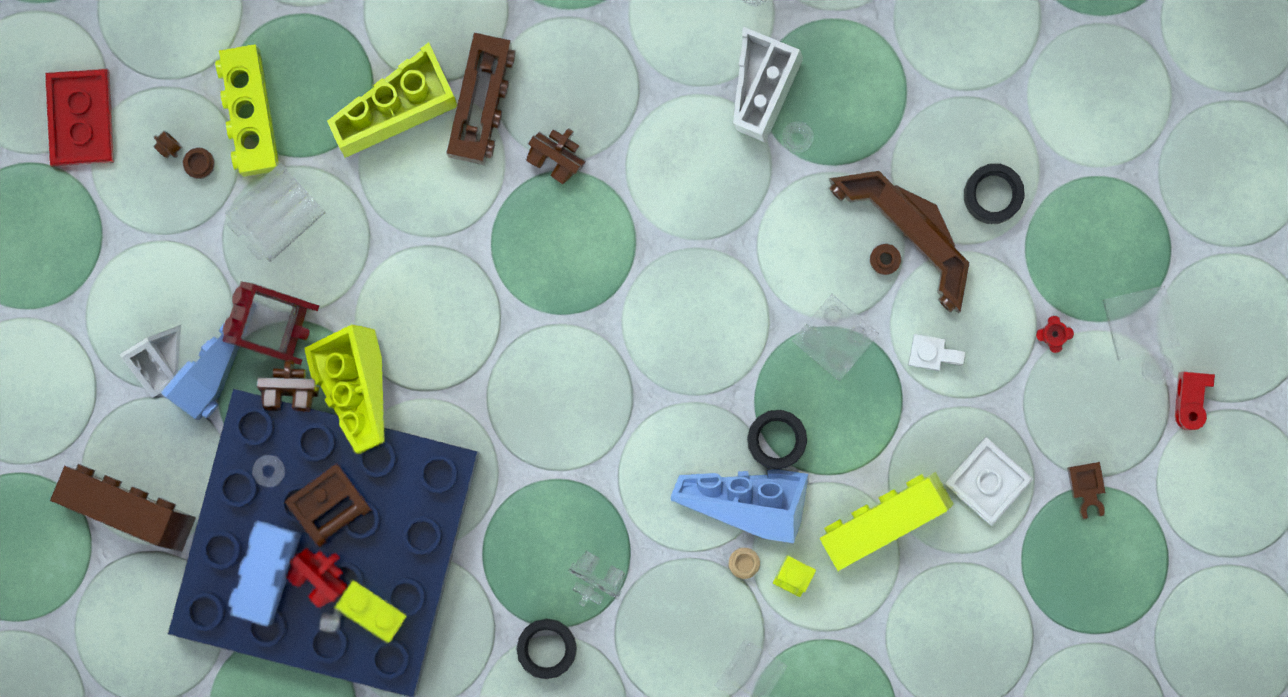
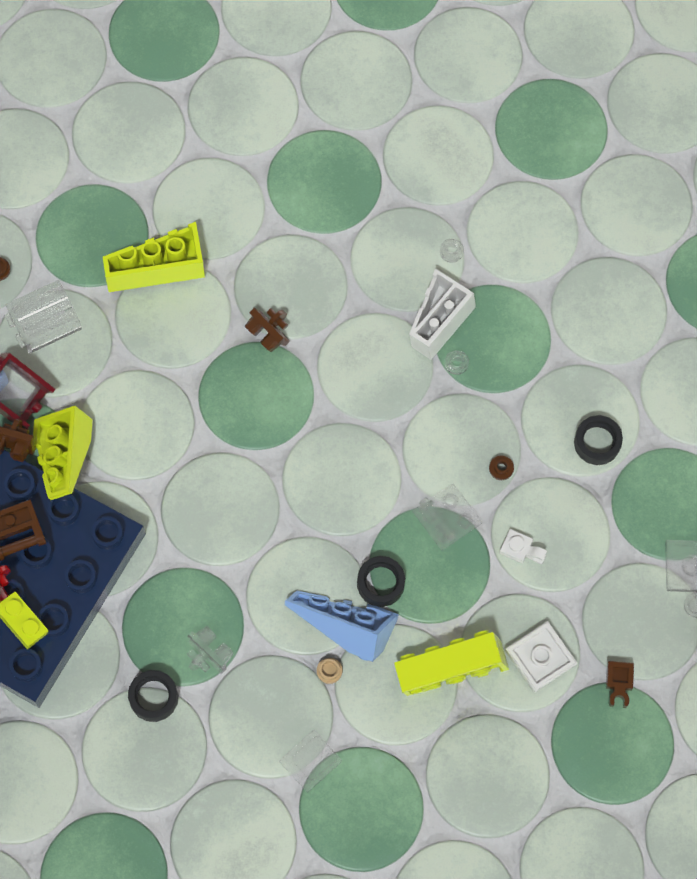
camera: 15 degrees right, 15 degrees down
(231, 64) = (46, 204): neon yellow brick -> none
(492, 49) = (209, 307): reddish brown brick -> none
(794, 576) = (366, 689): neon yellow brick -> none
(918, 221) = (532, 444): reddish brown helmet -> none
(1055, 343) = (625, 552): red plate -> none

